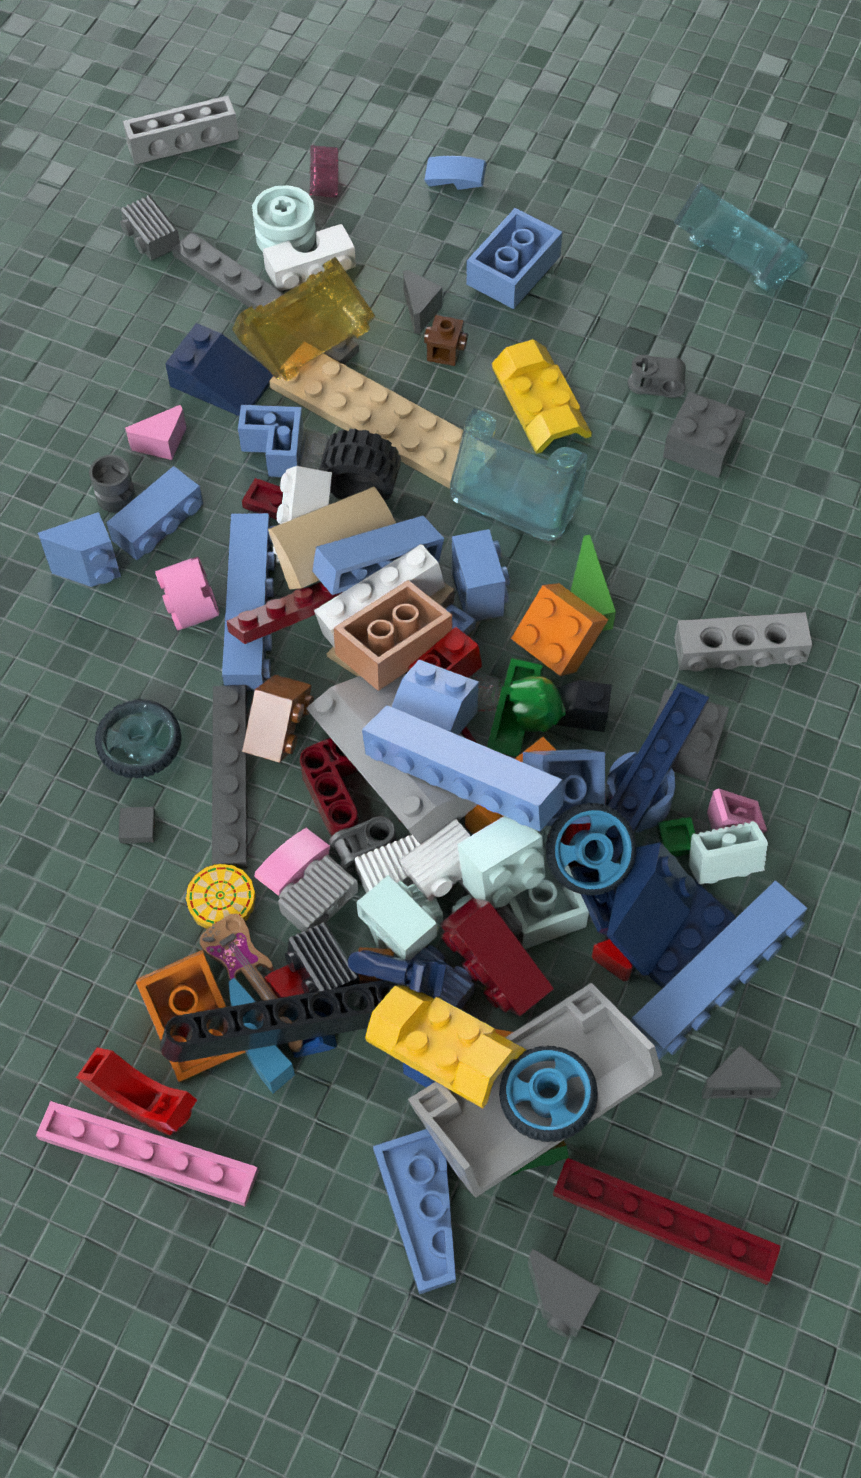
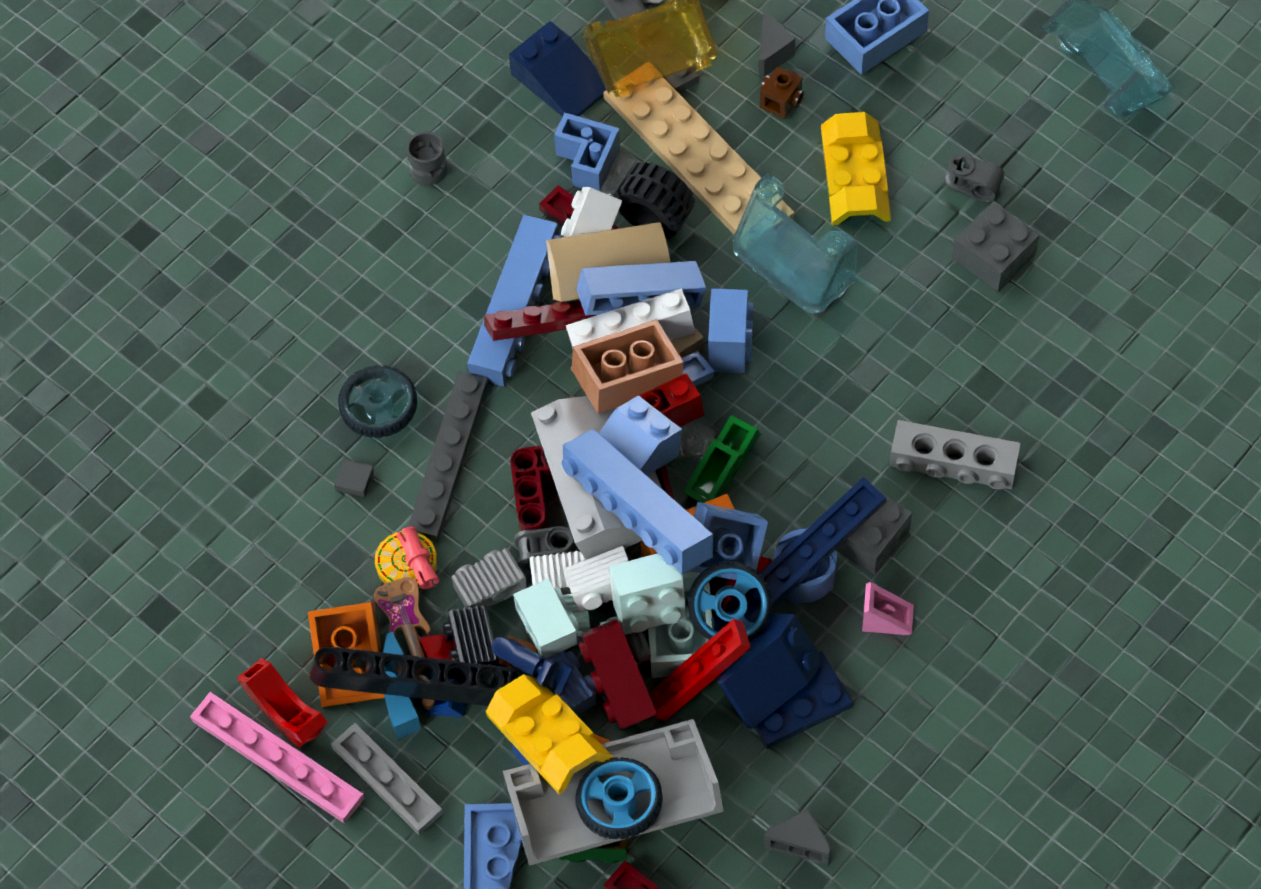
camera: 20 degrees right, 0 degrees up
(81, 551) = (378, 216): medium blue slope -> none
(155, 513) = (457, 196): medium blue brick -> none
(158, 434) = (484, 120): bright pink slope -> none
(187, 593) = (461, 280): bright pink brick -> none
(234, 890) = (417, 558): none -> coral pin
(273, 717) = (501, 411): brick -> none
(277, 1142) = (387, 779): none -> light grey plate
(290, 860) = (475, 544): bright pink slope -> none
(536, 703) = (736, 462): green hair -> none
(559, 629) = (784, 399): orange brick -> none
(582, 924) = (700, 669): none -> red plate
(585, 705) = (780, 475): black slope -> none
(590, 583) = (826, 373): bright green slope -> none
(612, 959) = (725, 708): red slope -> none
(676, 835) = (825, 617): green plate -> none
(719, 969) = (817, 741): medium blue brick -> none
(727, 852) = (862, 642): light aqua brick -> none

